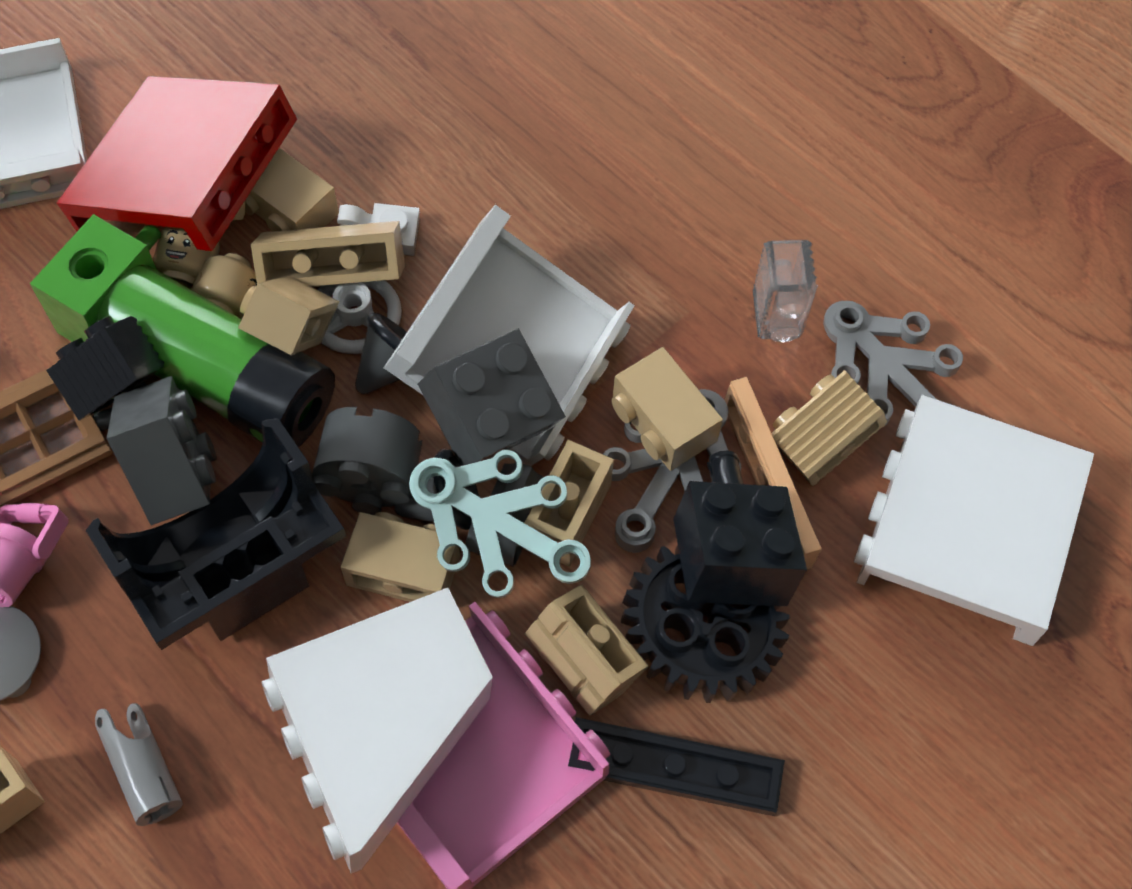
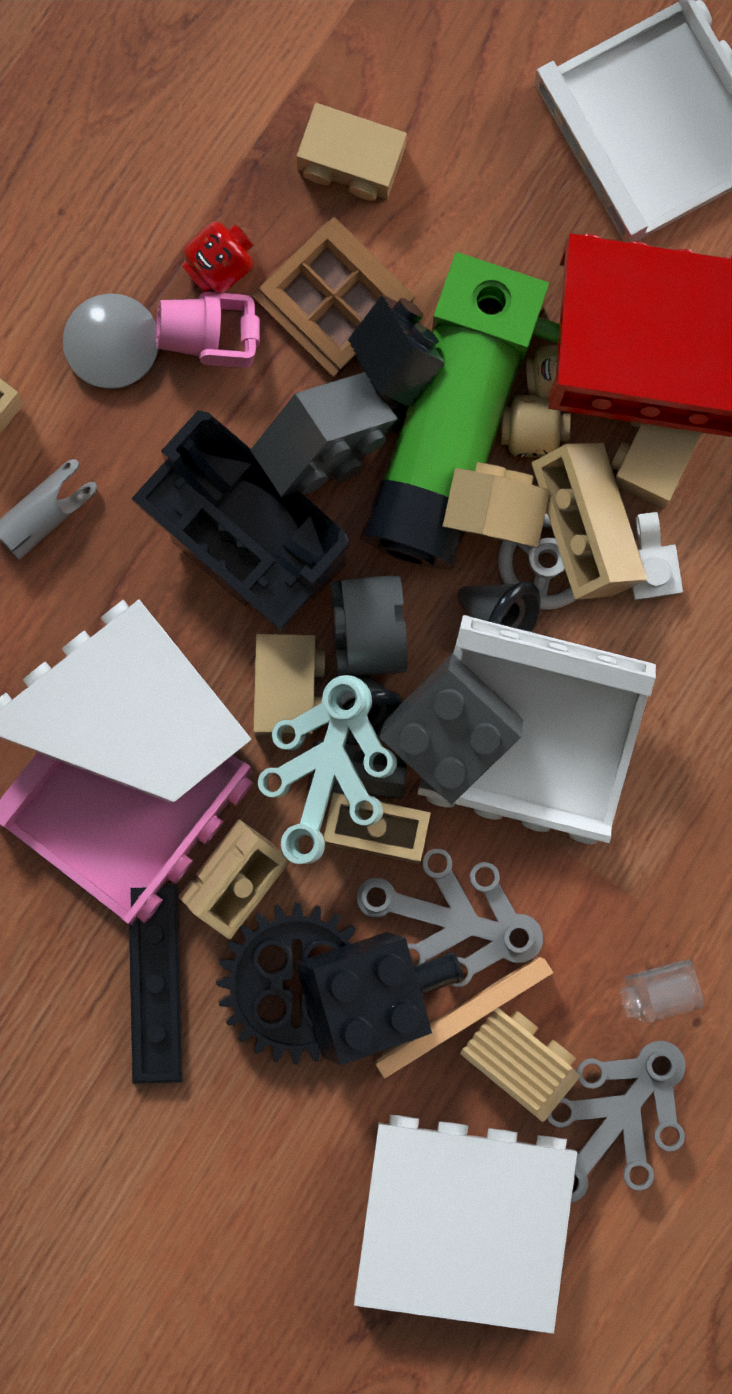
camera: 75 degrees right, 20 degrees up
(665, 409) = (493, 899): tan brick -> none

